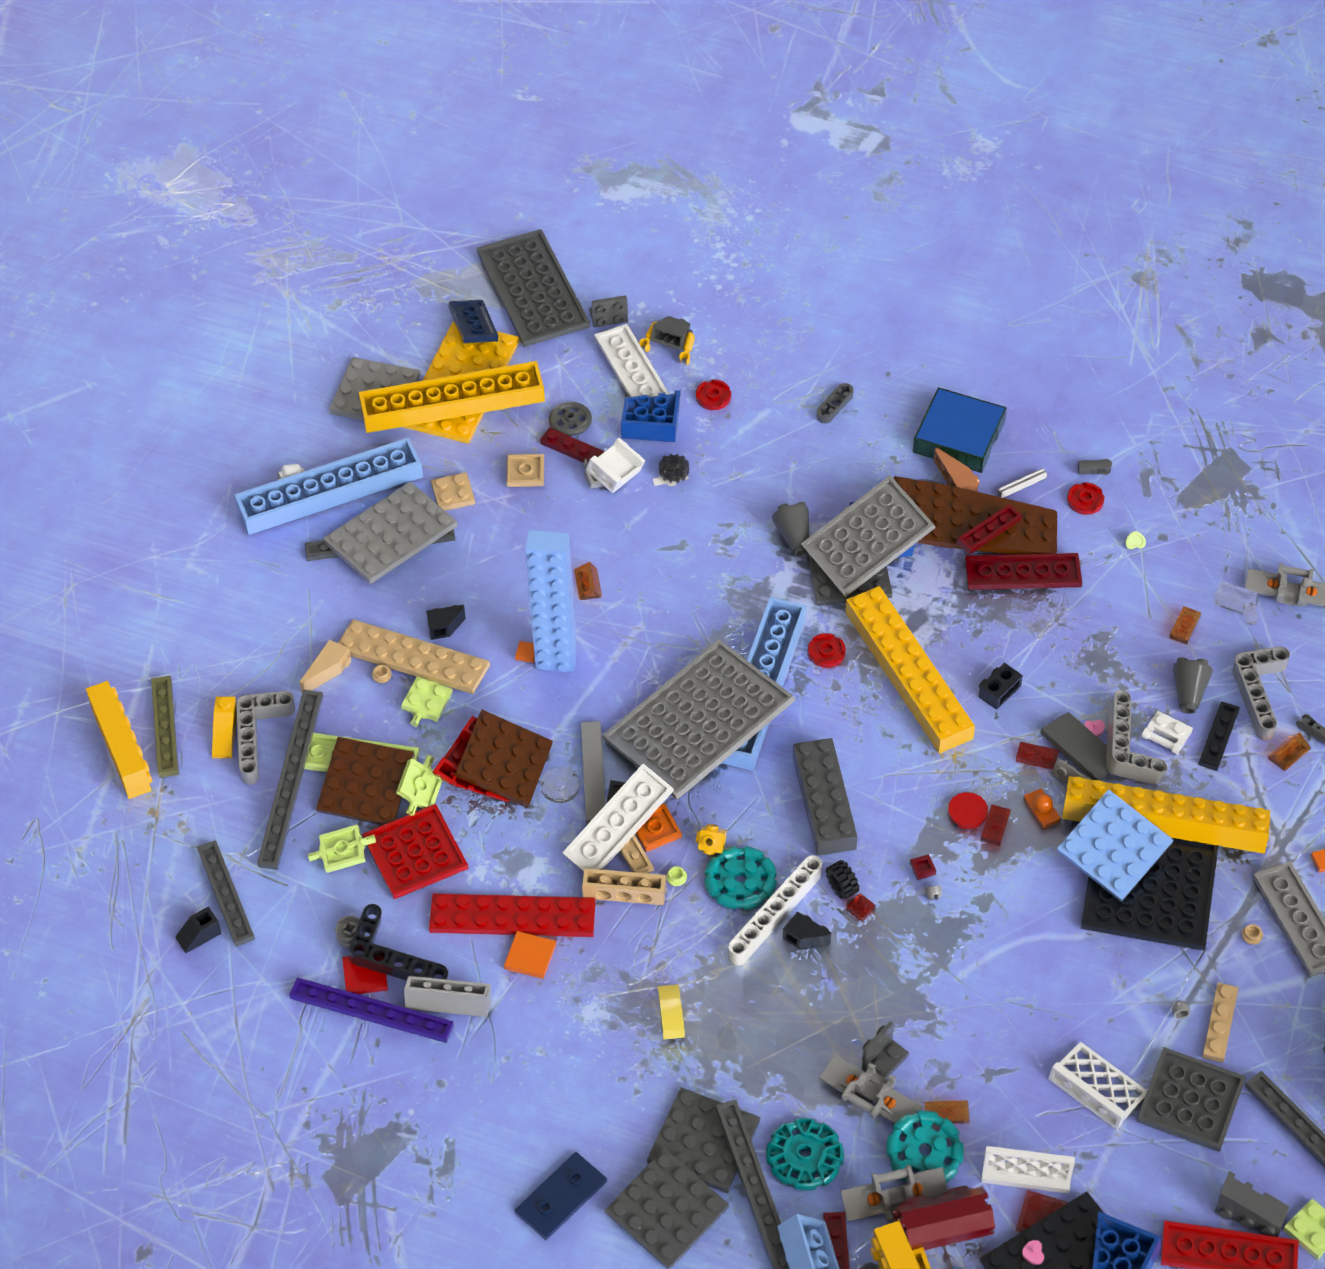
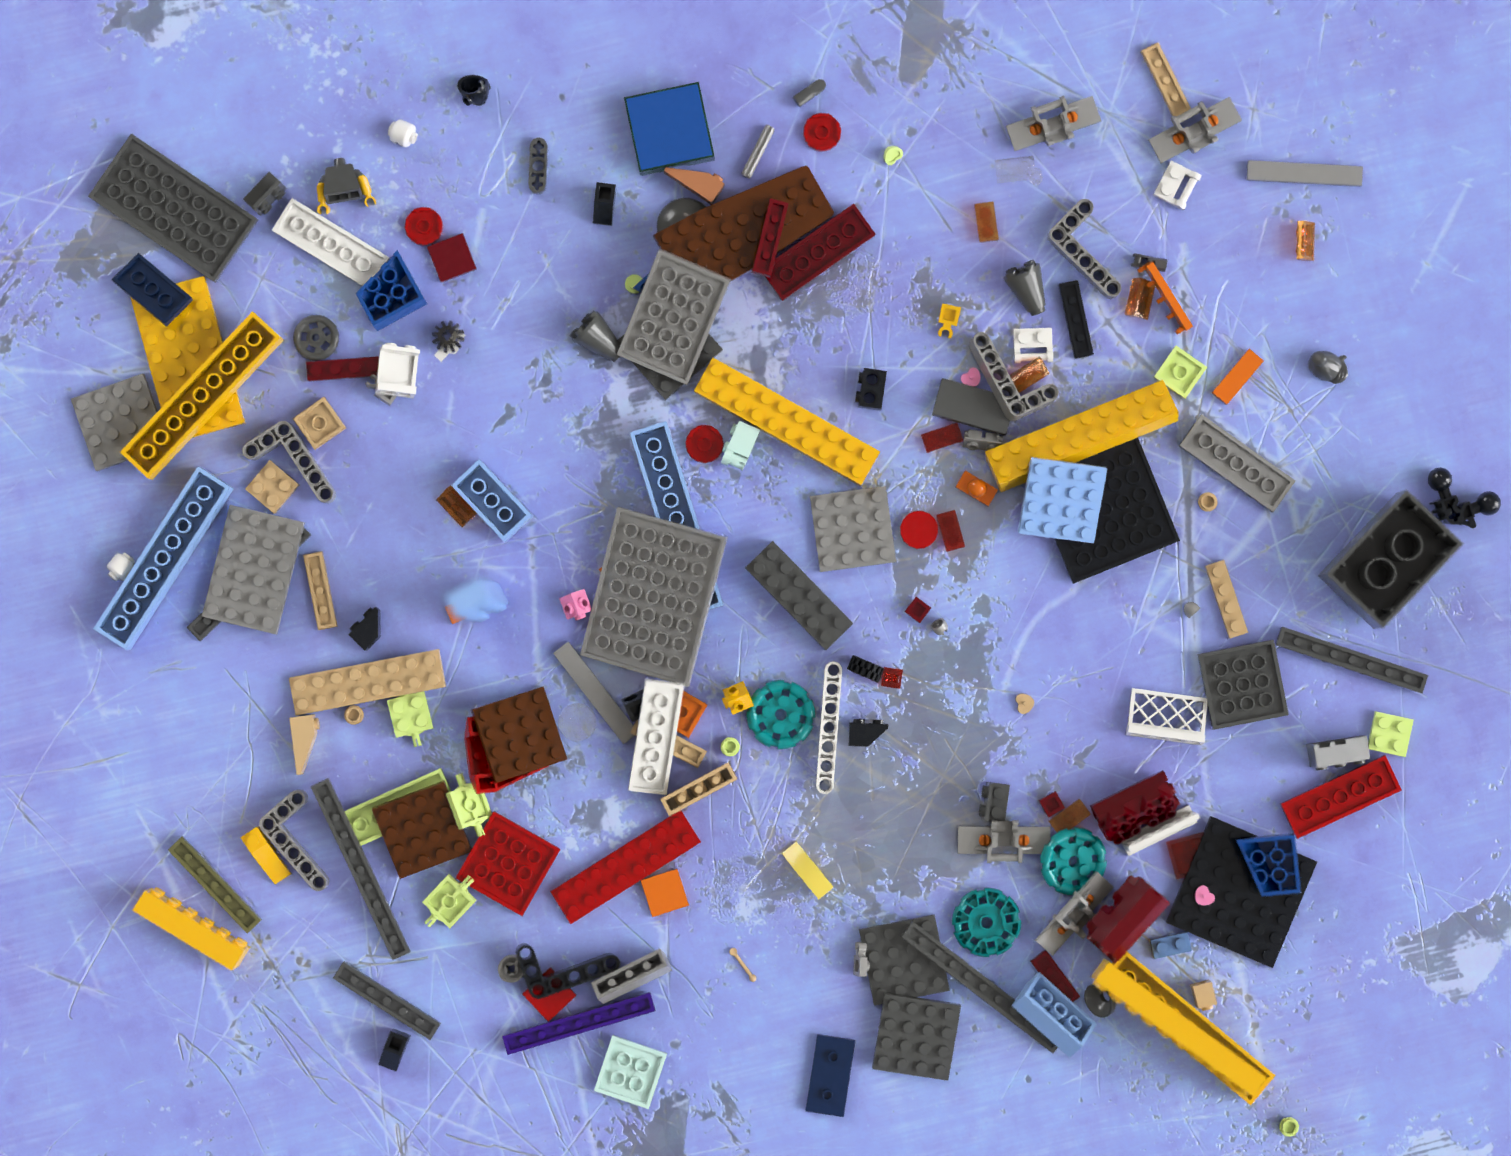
camera: 35 degrees left, 35 degrees up
(383, 1077) = (630, 1071): none -> light aqua plate
(429, 578) = (320, 590): none -> tan tile
(488, 460) = (297, 456): none -> light grey beam
(553, 1039) = (733, 951): none -> tan hinge
(619, 588) = (492, 500): none -> light blue brick
(628, 695) = (575, 605): none -> bright pink brick
(661, 1116) = (861, 964): none -> light grey plate
(718, 424) = (452, 258): none -> dark red tile
(745, 329) = (402, 133): none -> white head
(822, 331) = (474, 89): none -> black helmet
(857, 663) = (740, 445): none -> light aqua hinge
(870, 447) = (604, 203): none -> black slope
(908, 778) = (852, 529): none -> light grey plate
(937, 1090) = (1051, 804): none -> dark red plate
(970, 997) = (1024, 702): none -> tan piece
(1016, 1129) = (1141, 803): none -> dark red brick
(1104, 672) = (949, 316): none -> yellow plate
(1151, 747) = (1029, 374): none -> clear orange plate
(1291, 822) = (1180, 372): none -> yellowish green plate
(1315, 756) = (1167, 296): none -> orange hinge

